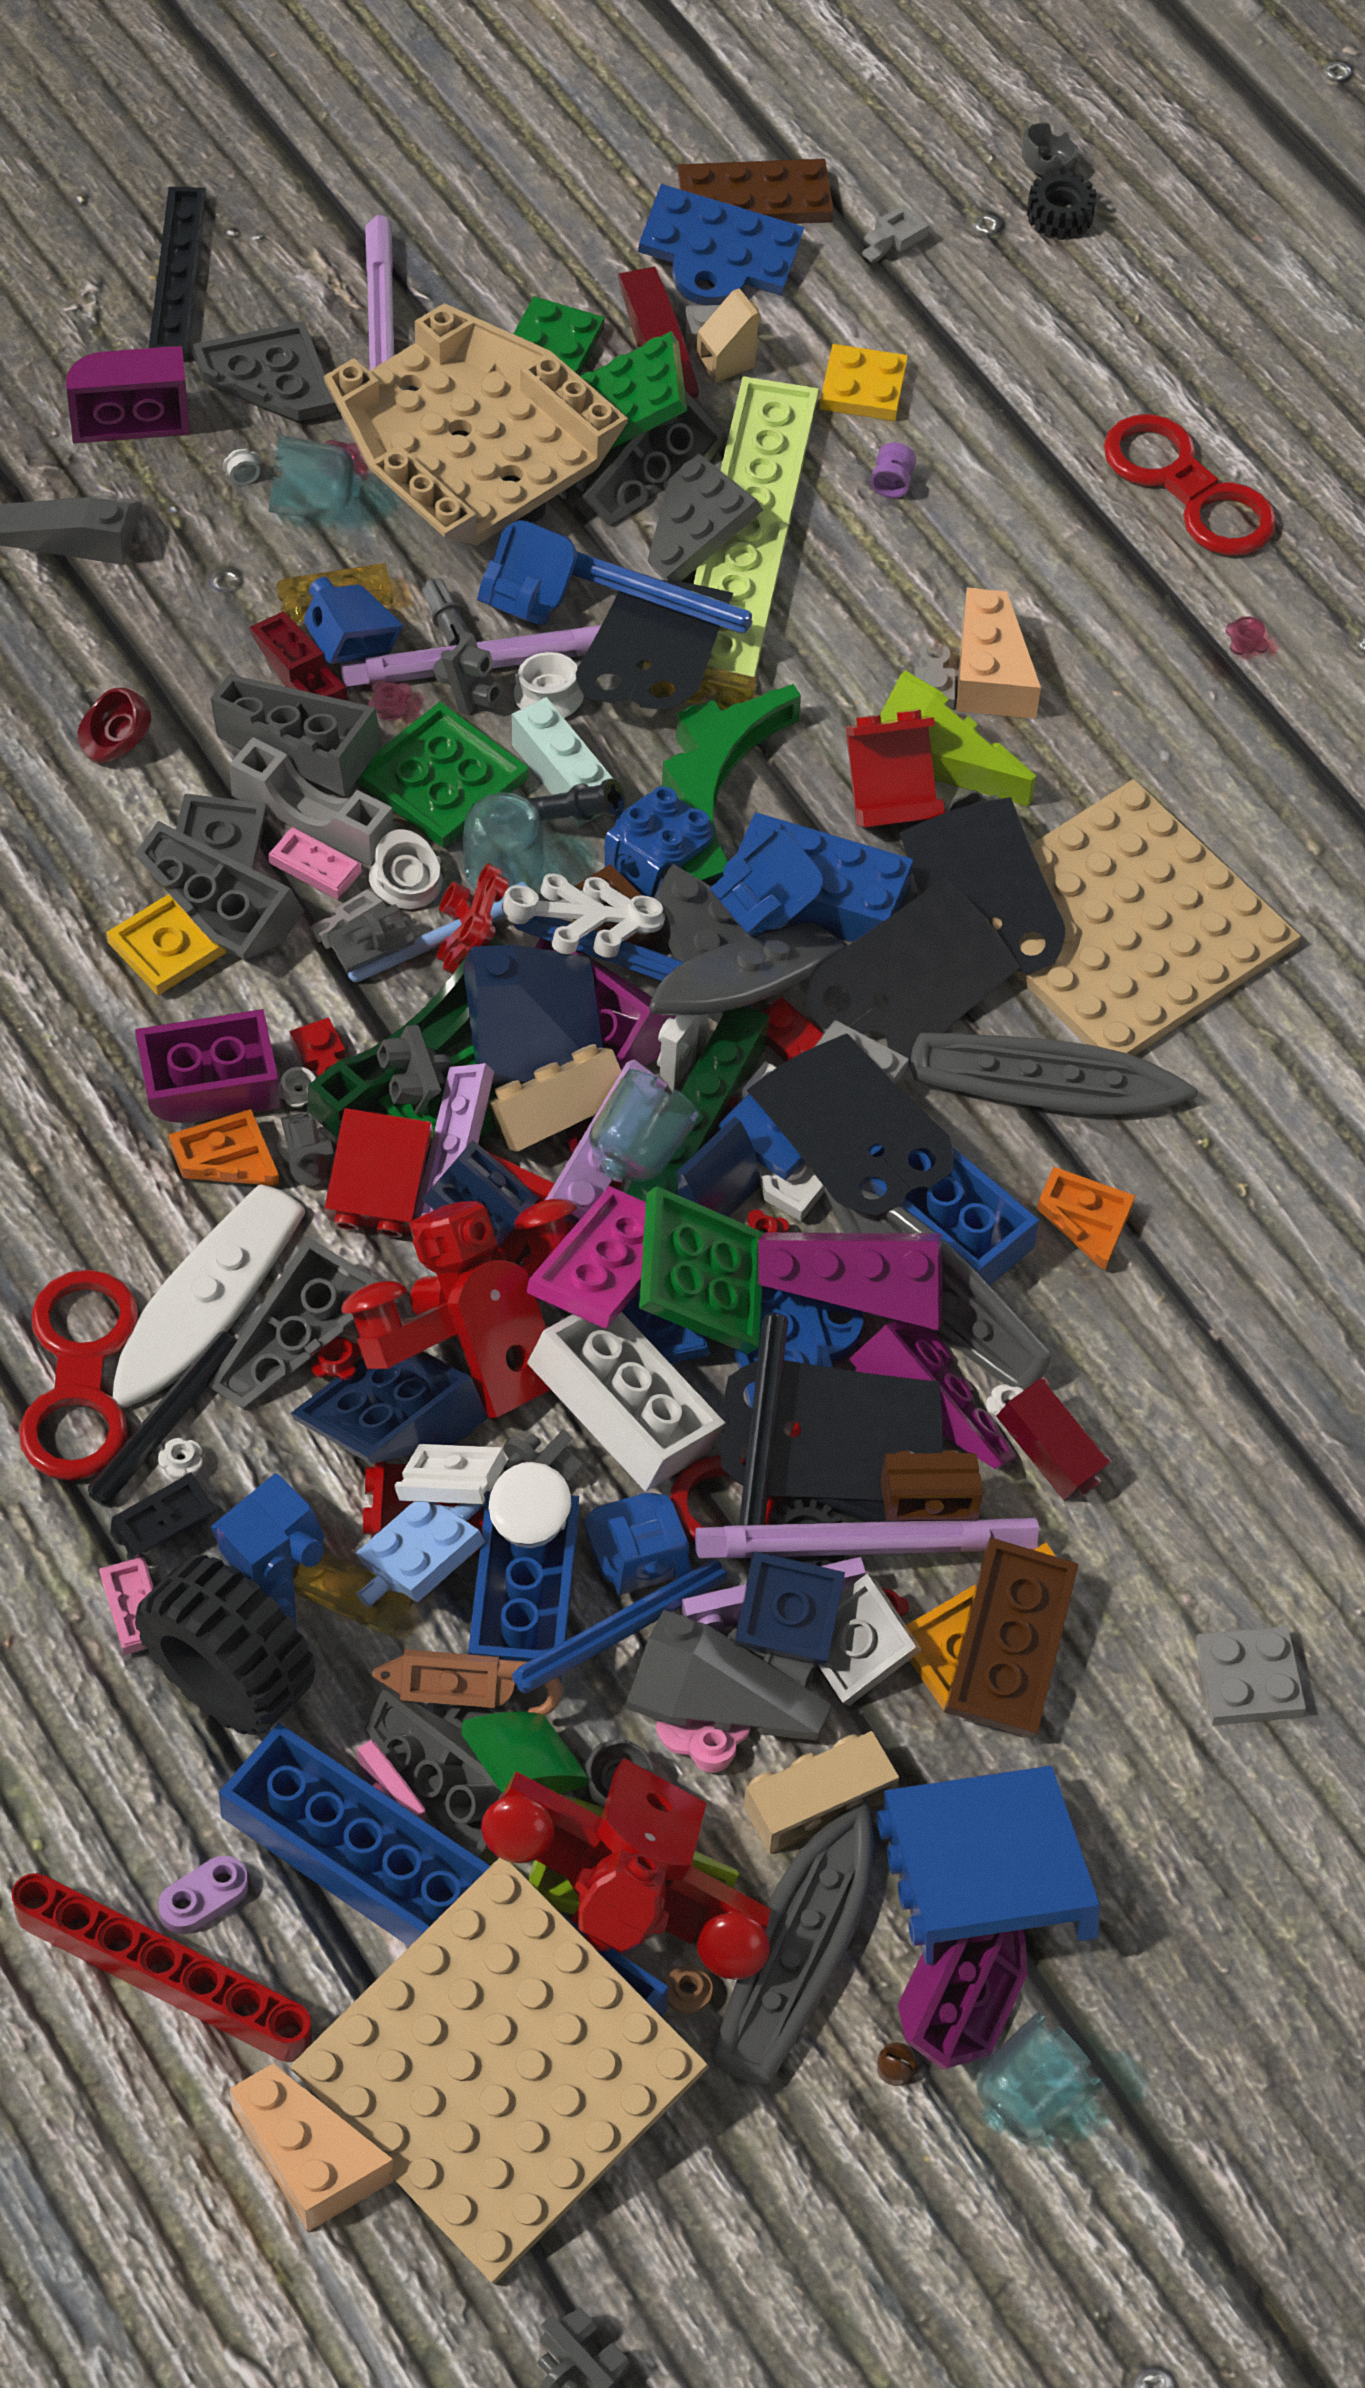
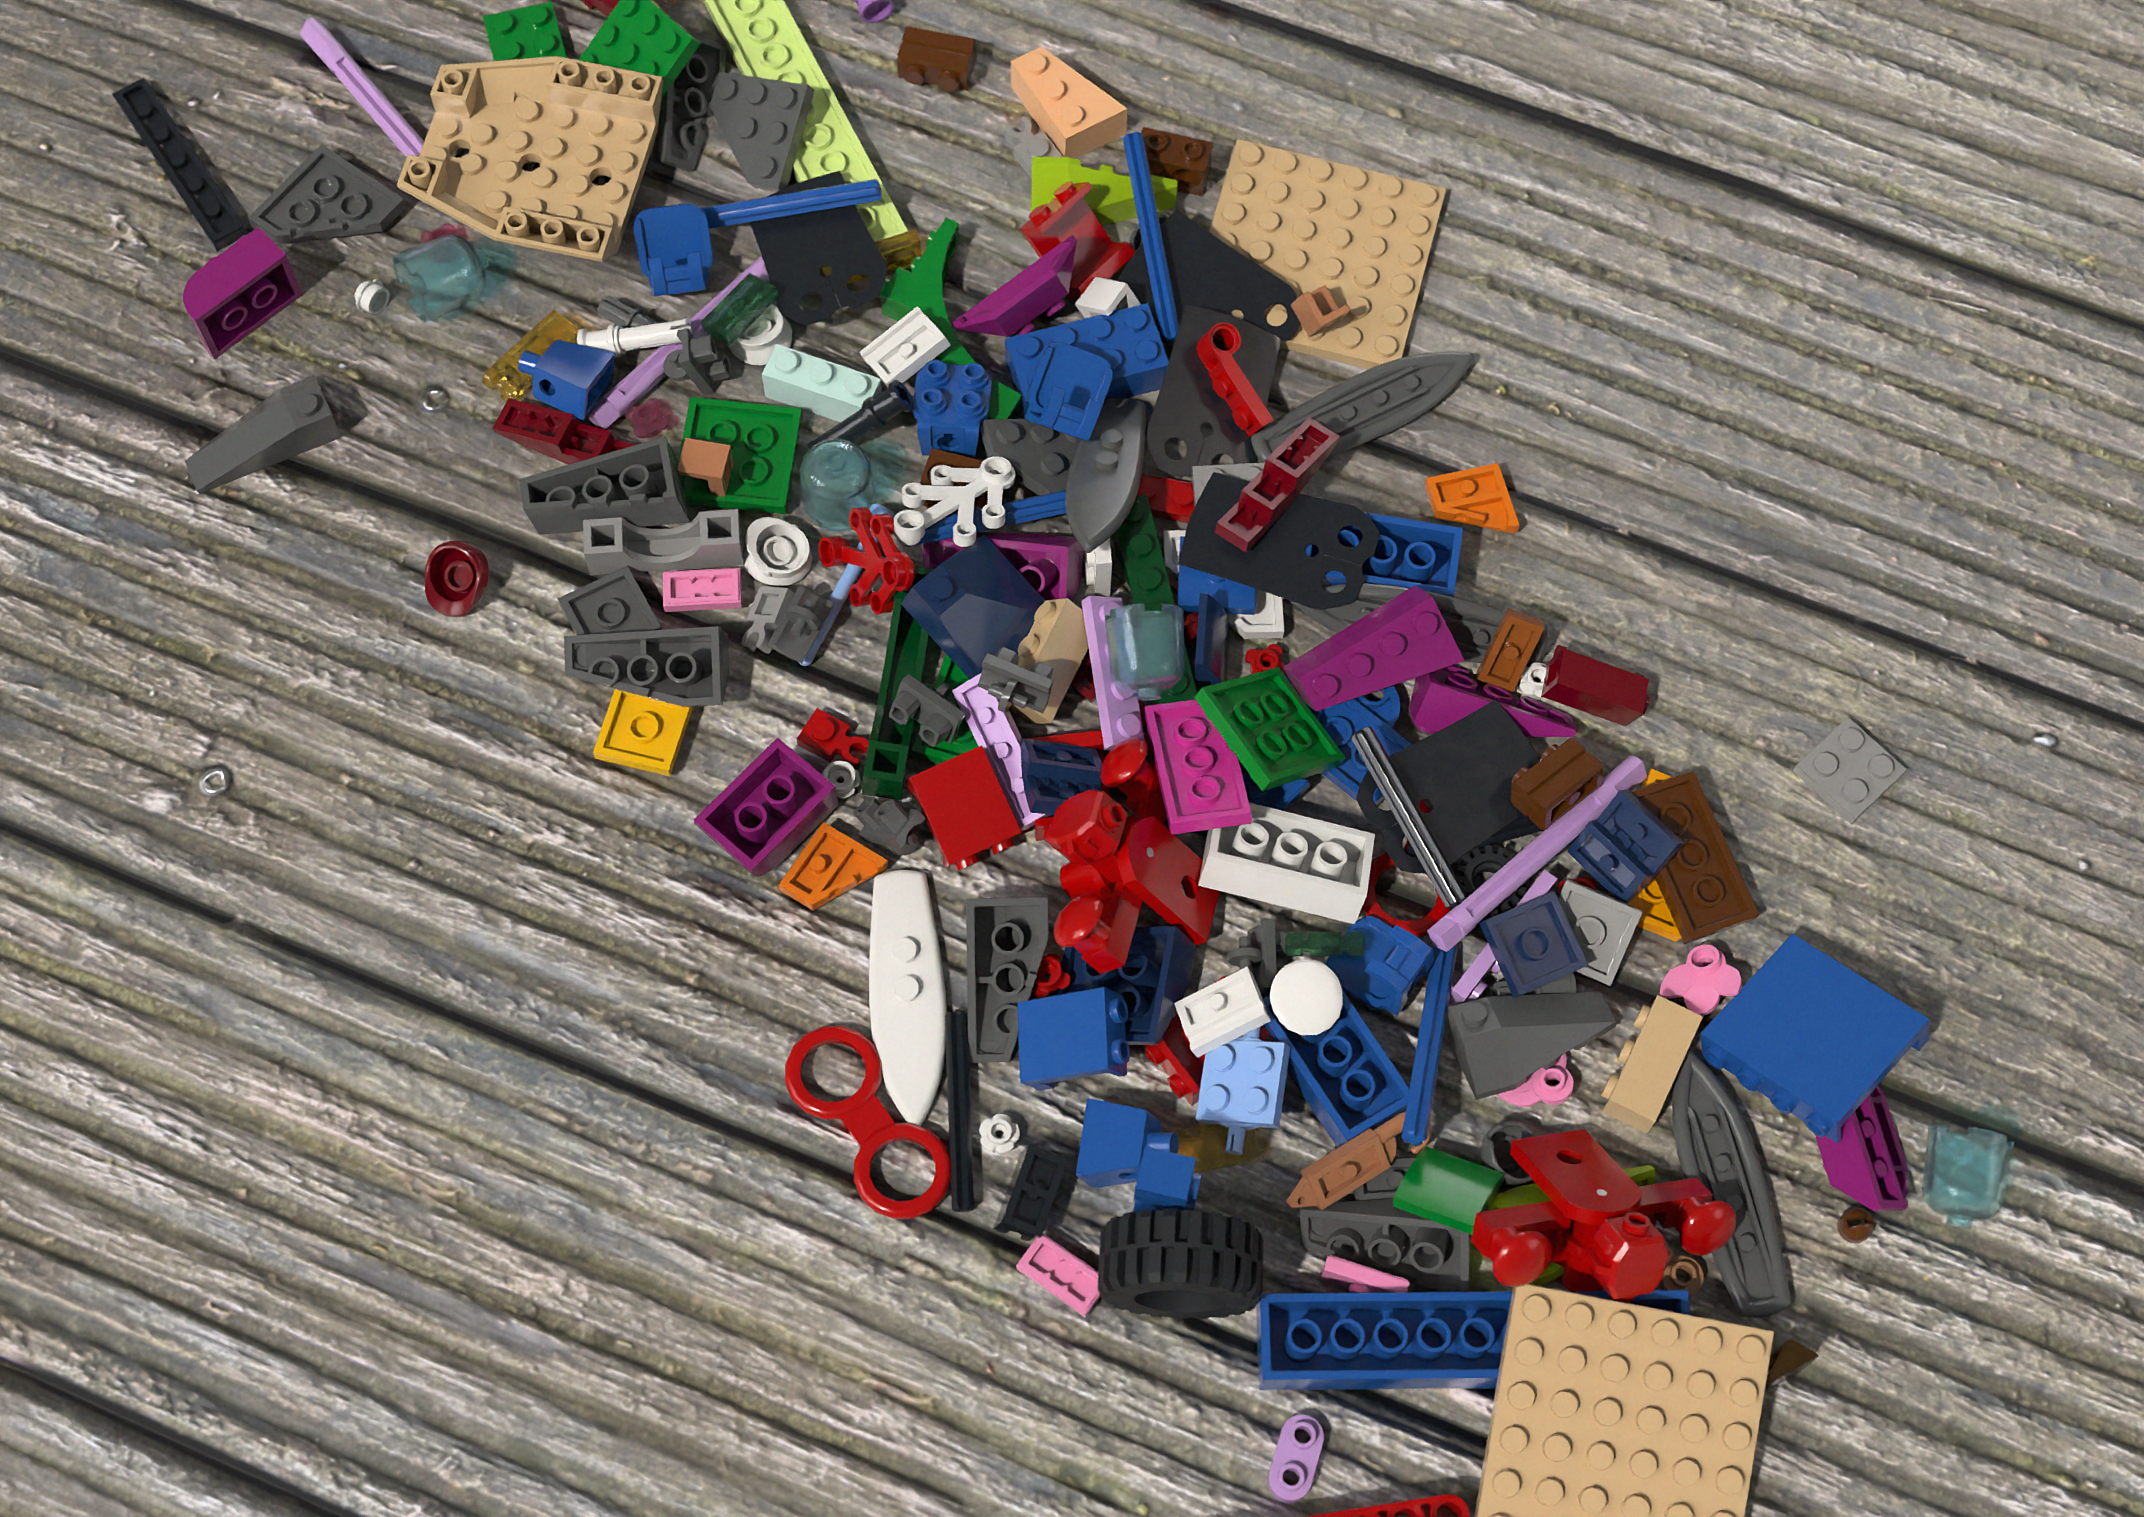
camera: 35 degrees left, 10 degrees up
(304, 1411) = (1072, 1037): none -> blue panel
(402, 756) = (708, 462): none -> nougat panel
(419, 620) = (624, 339): none -> white pin
(495, 1085) = (1015, 684): none -> dark grey hips
(540, 652) = (739, 309): none -> clear green plate
(601, 1487) = (1324, 944): none -> clear green axle
(656, 764) = (905, 347): none -> white plate
(702, 2119) = (1788, 1362): none -> dark brown slope
(810, 789) = (1024, 296): none -> magenta wedge
(880, 832) = (1105, 297): none -> white panel
(900, 1071) = (1277, 485): none -> dark red slope
(908, 553) = (936, 58): none -> reddish brown brick
(929, 966) = (1229, 379): none -> red plate
(934, 1754) = (1702, 980): none -> bright pink plate
(952, 1584) = (1625, 846): none -> dark blue slope
(968, 798) = (1151, 236): none -> blue axle
(996, 1353) = (1510, 649): none -> dark orange plate
(1061, 764) = (1178, 159): none -> reddish brown brick
(1071, 959) = (1318, 310): none -> nougat panel

